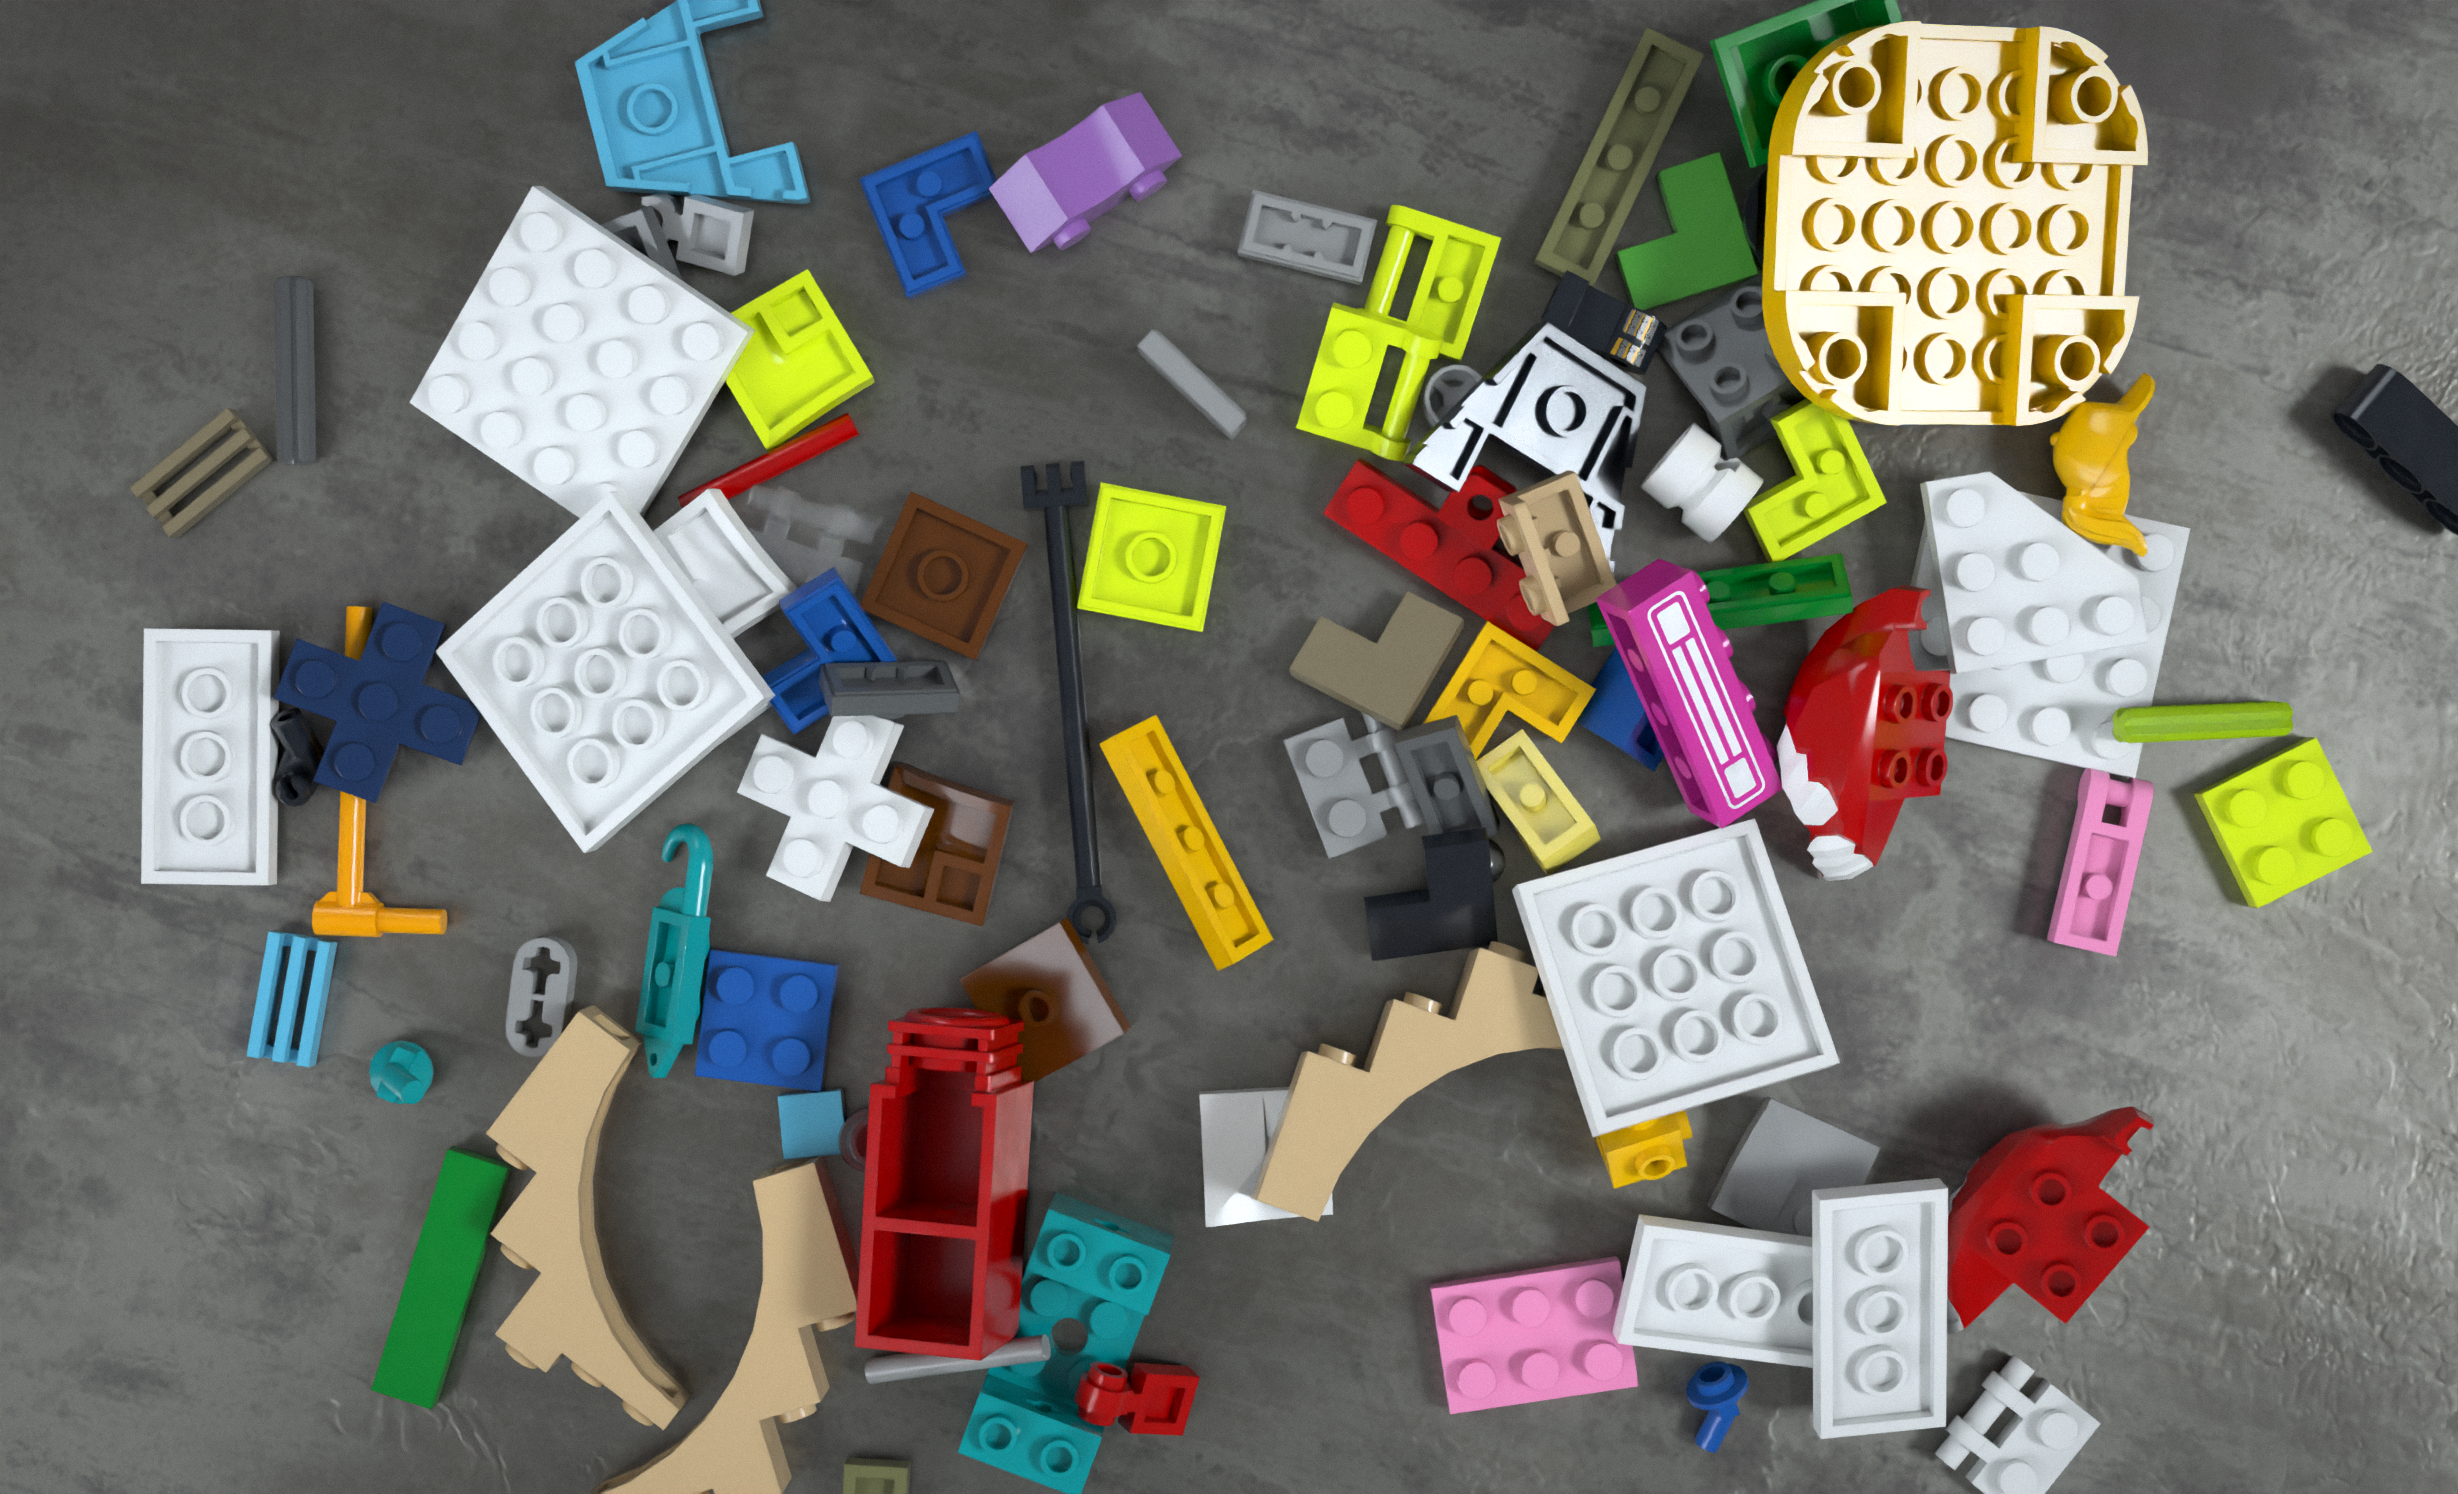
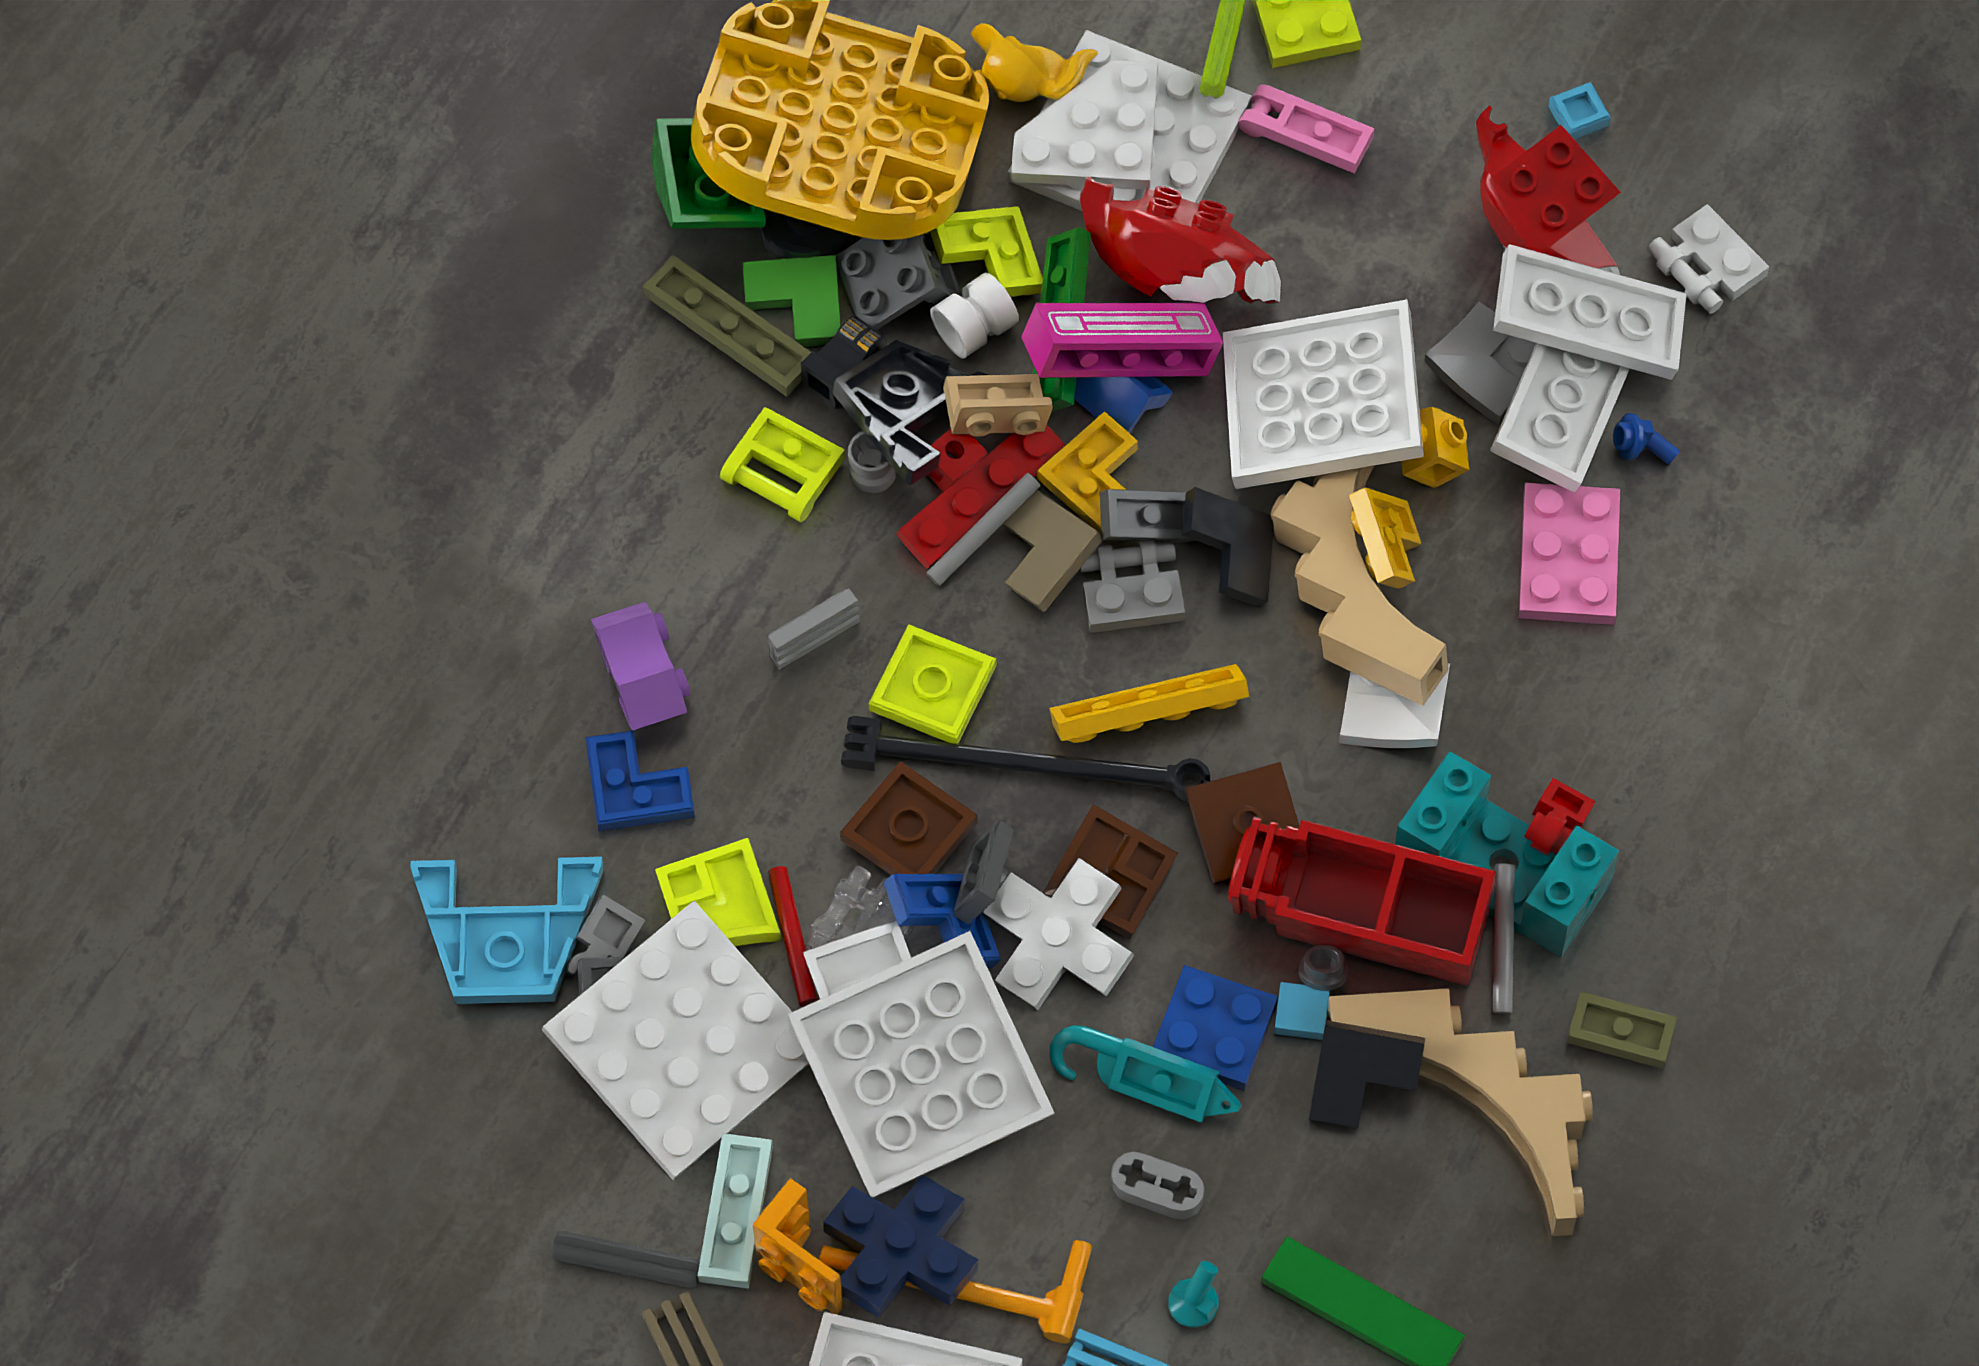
camera: 85 degrees left, 25 degrees down
(300, 759) = (927, 1320): black arm -> none
(311, 565) = (779, 1243): none -> light orange bracket
(382, 488) = (733, 1208): none -> light aqua plate
(551, 1227) = (1337, 1209): tan arch -> none
(736, 1208) = (1356, 1056): none -> black tile
(1307, 237) = (727, 534): light grey plate -> none
(1347, 377) = (833, 523): neon yellow plate -> none
(1387, 570) = (983, 529): none -> light grey bar
(1494, 1093) = (1387, 534): none -> yellow plate
(1537, 803) = (1183, 460): light yellow plate -> none
(2213, 1223) = (1579, 111): none -> medium azure tile

